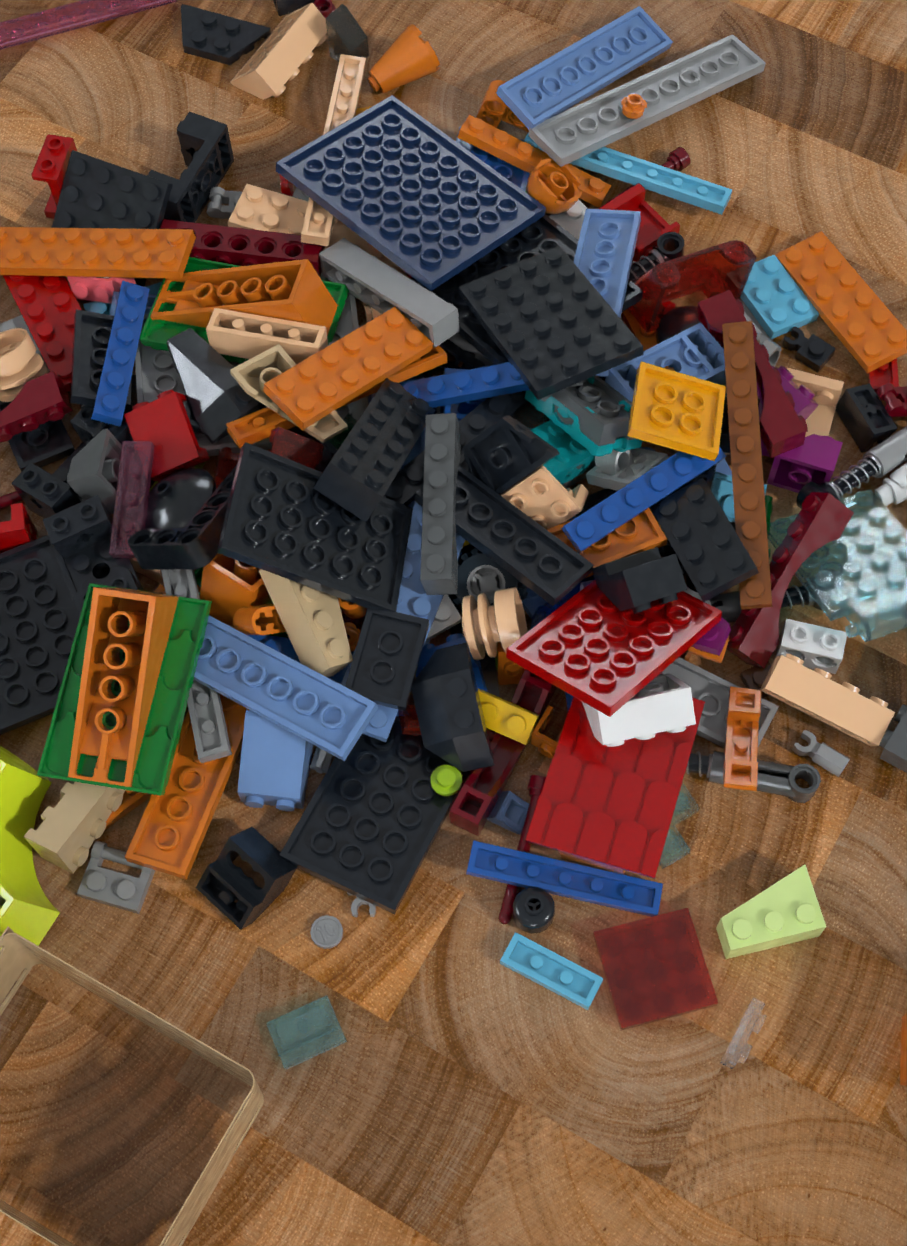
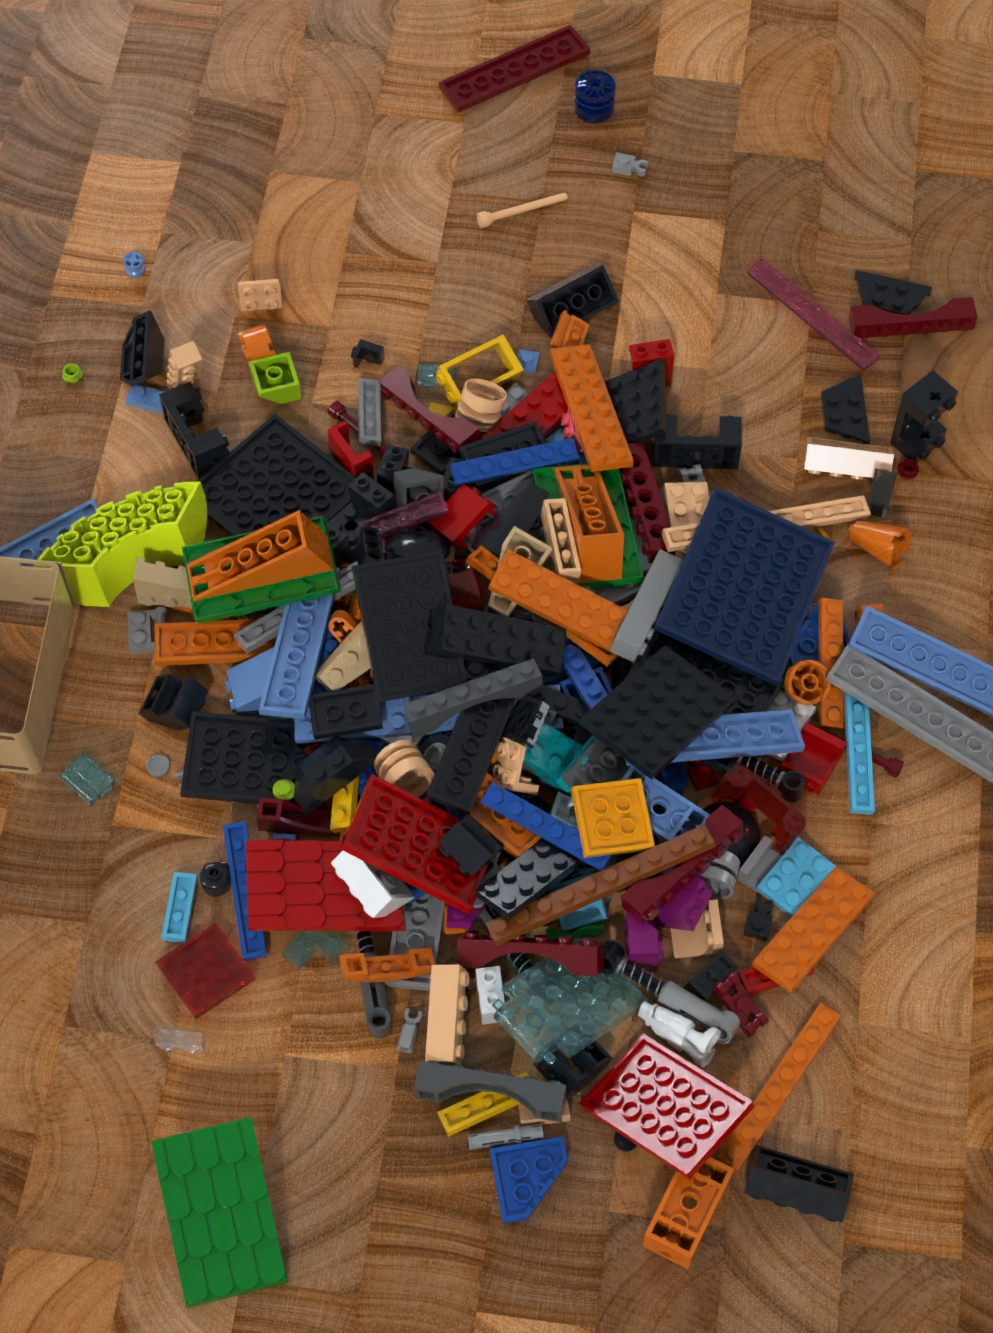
camera: 65 degrees right, 5 degrees down
(633, 106) = (908, 713): orange plate -> none
(773, 918) = (269, 1032): yellowish green wedge -> none

